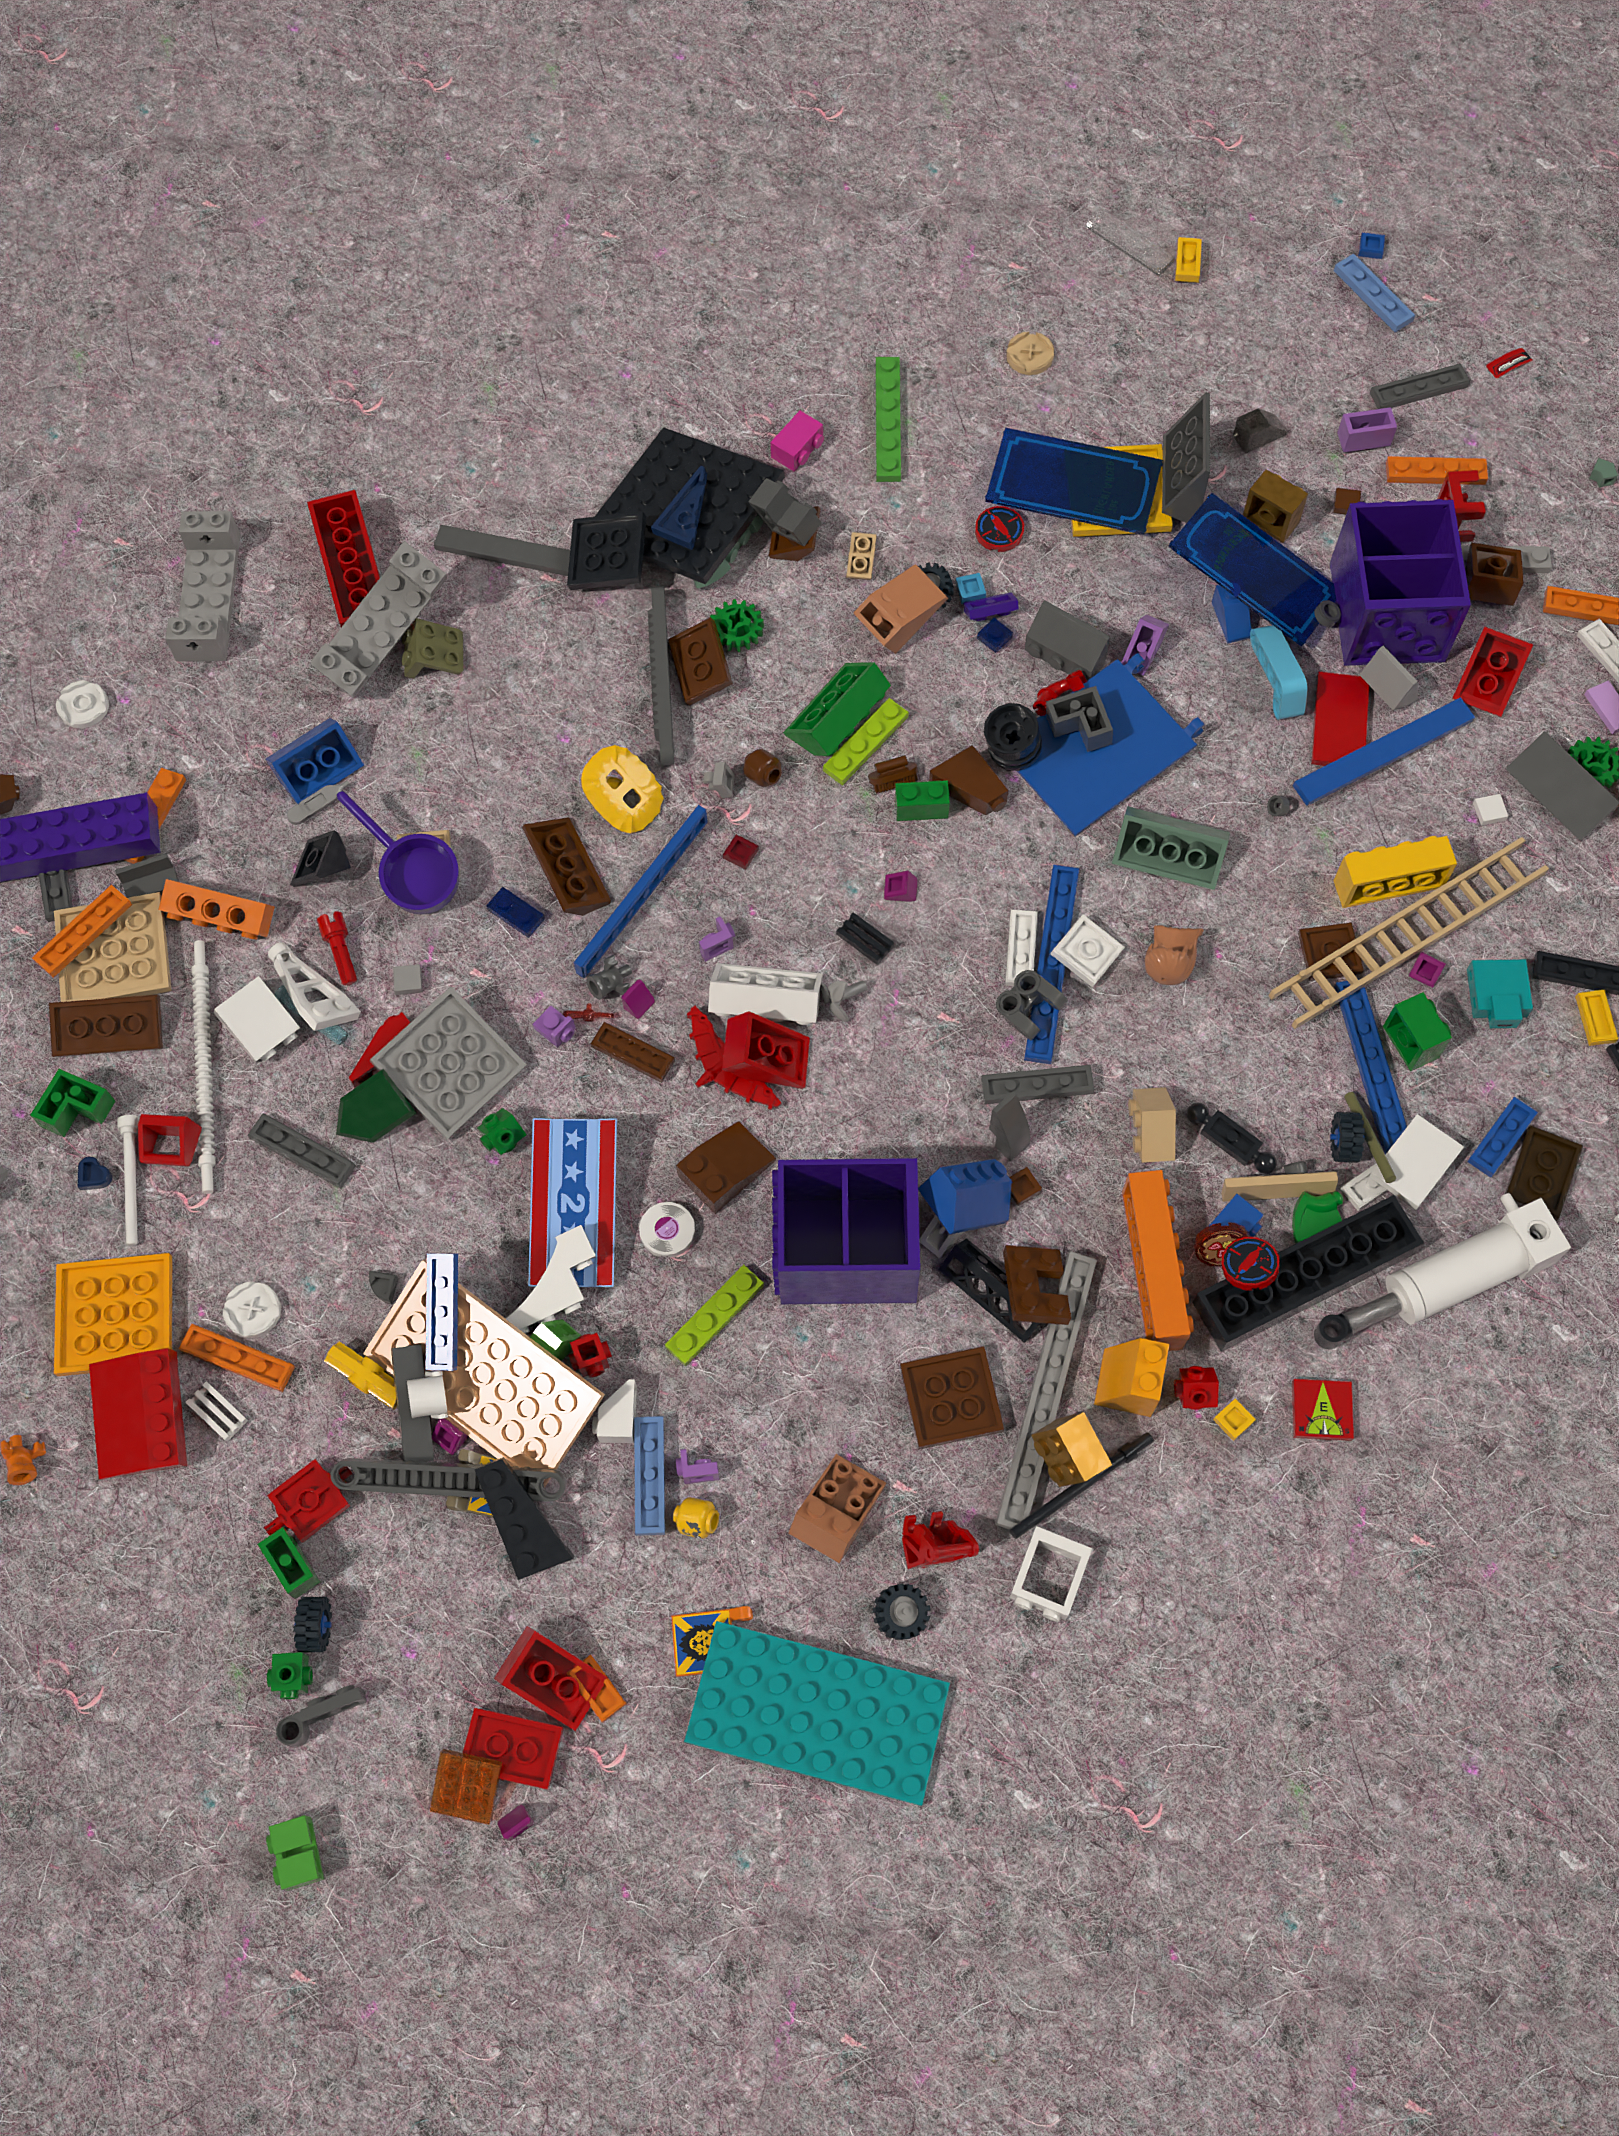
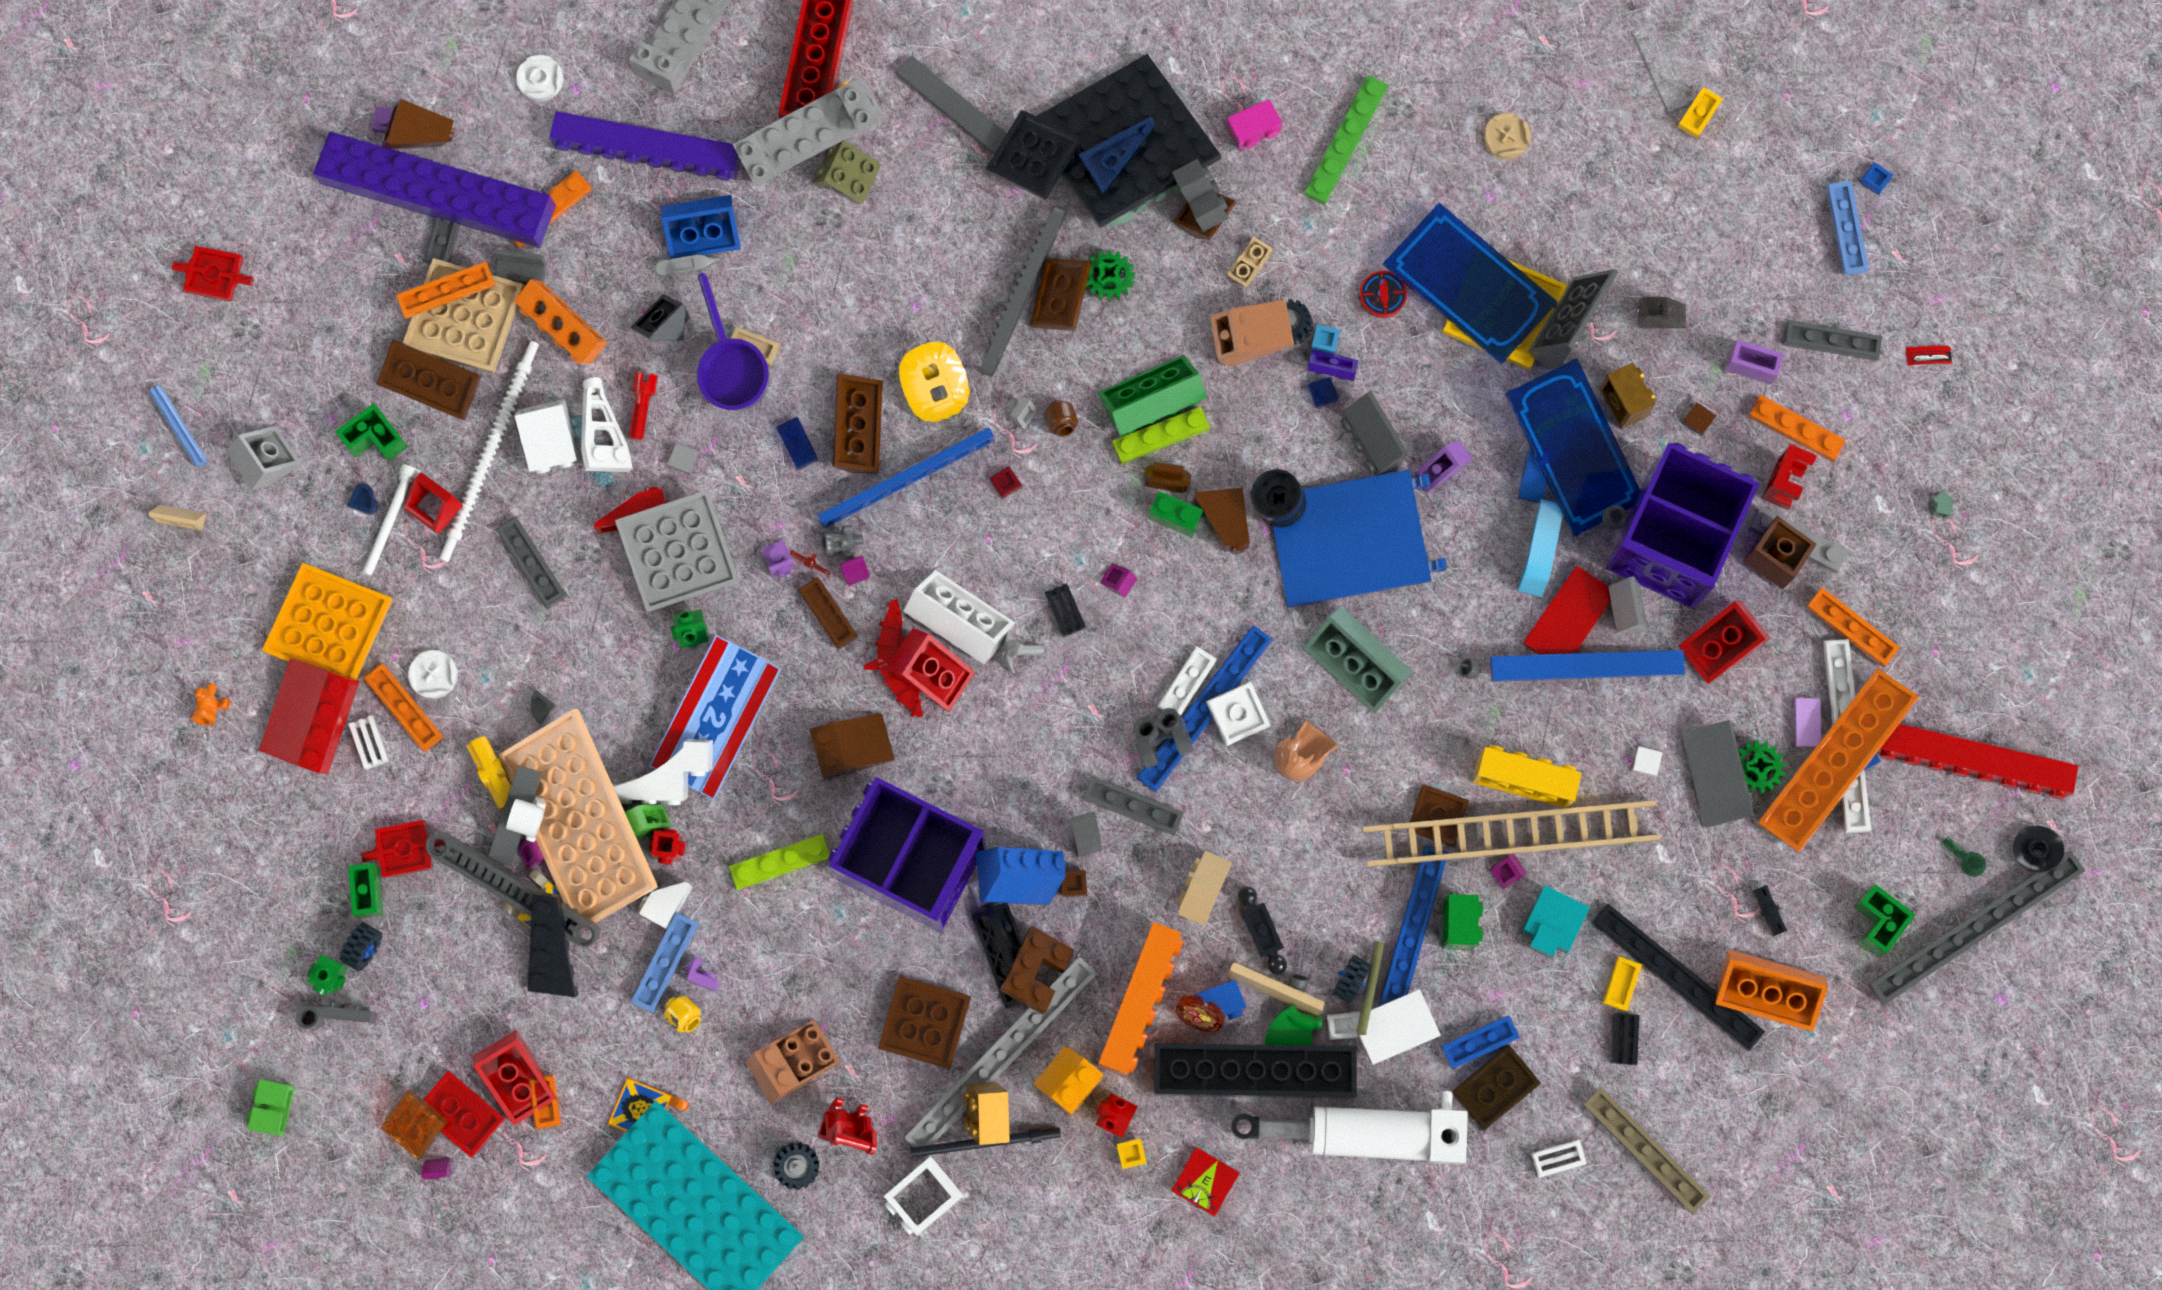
camera: 25 degrees right, 10 degrees up
(220, 714) = (645, 146): none -> dark purple brick
(372, 1109) = (600, 559): dark green tile -> none
(441, 1311) = (567, 758): plate -> none
(667, 1229) = (779, 774): white tile -> none
(717, 943) = (940, 554): medium lavender bracket -> none
(1072, 682) = (1336, 471): red piece -> none
(1081, 712) = (1349, 506): dark grey brick -> none
(1250, 1263) = (1208, 1042): tile -> none

